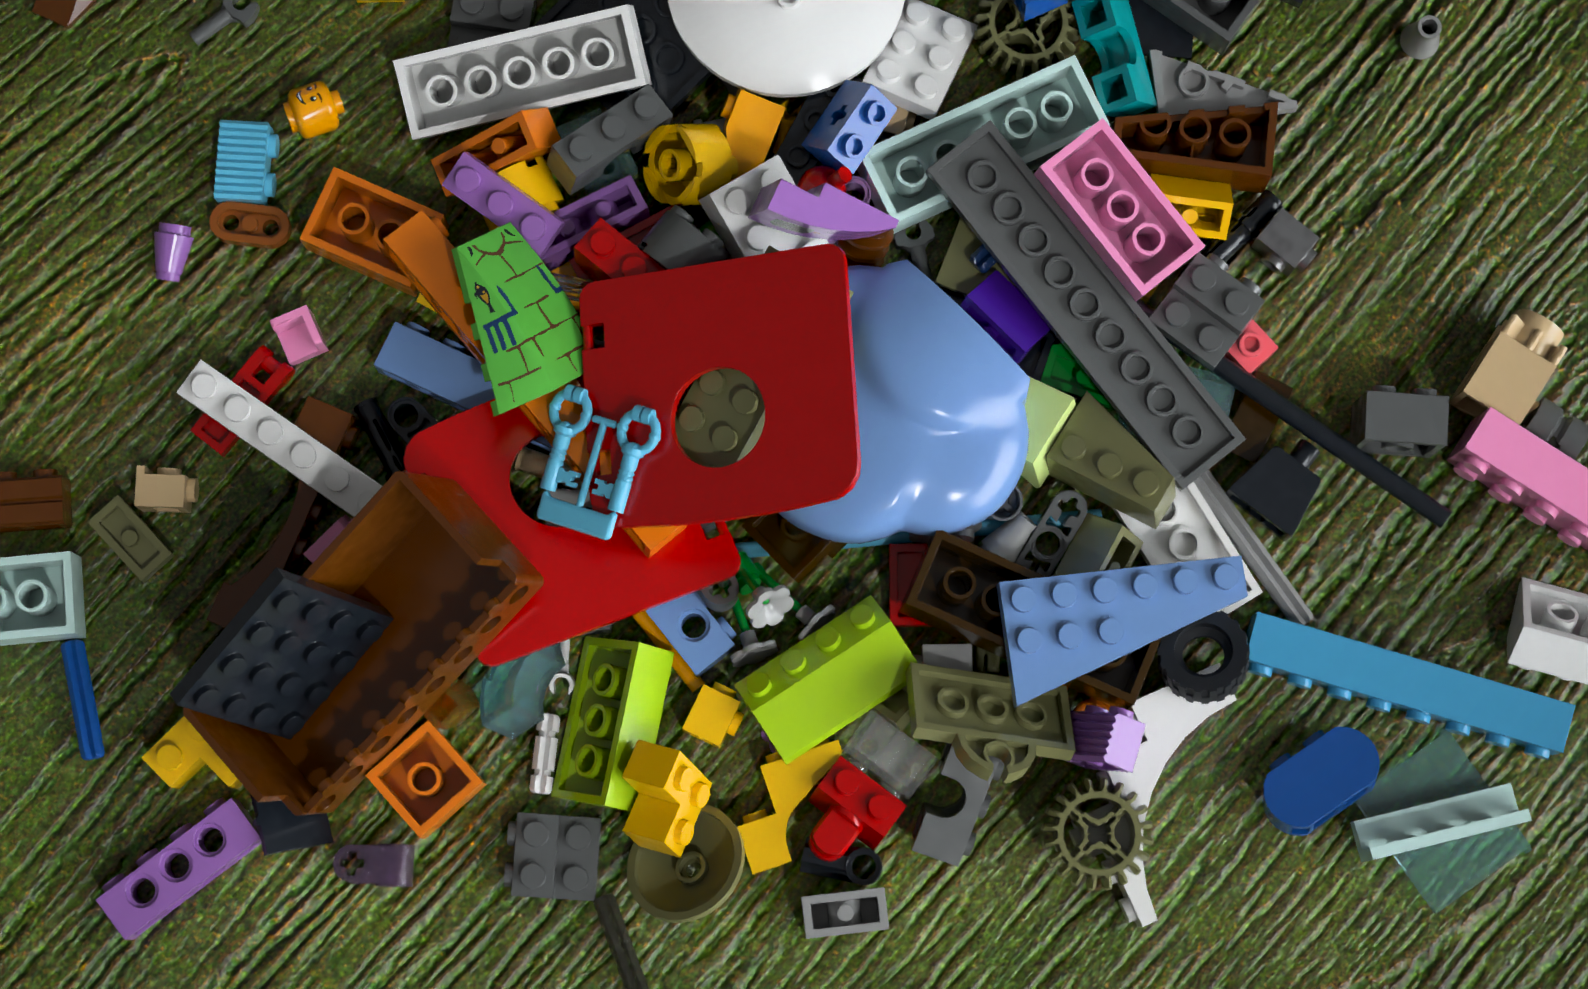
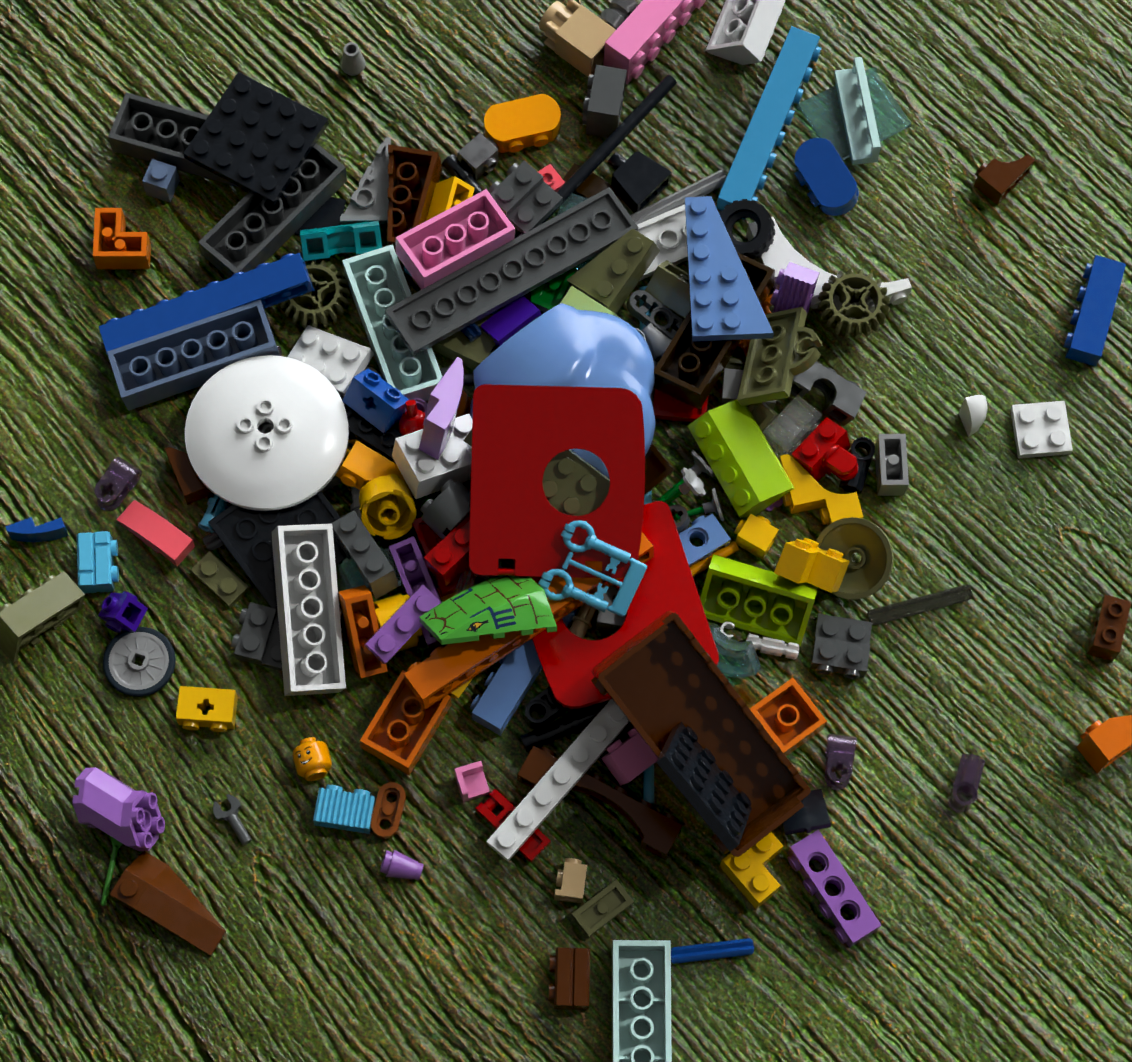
camera: 85 degrees left, 10 degrees down
(1349, 303) = (523, 123): none -> light orange brick

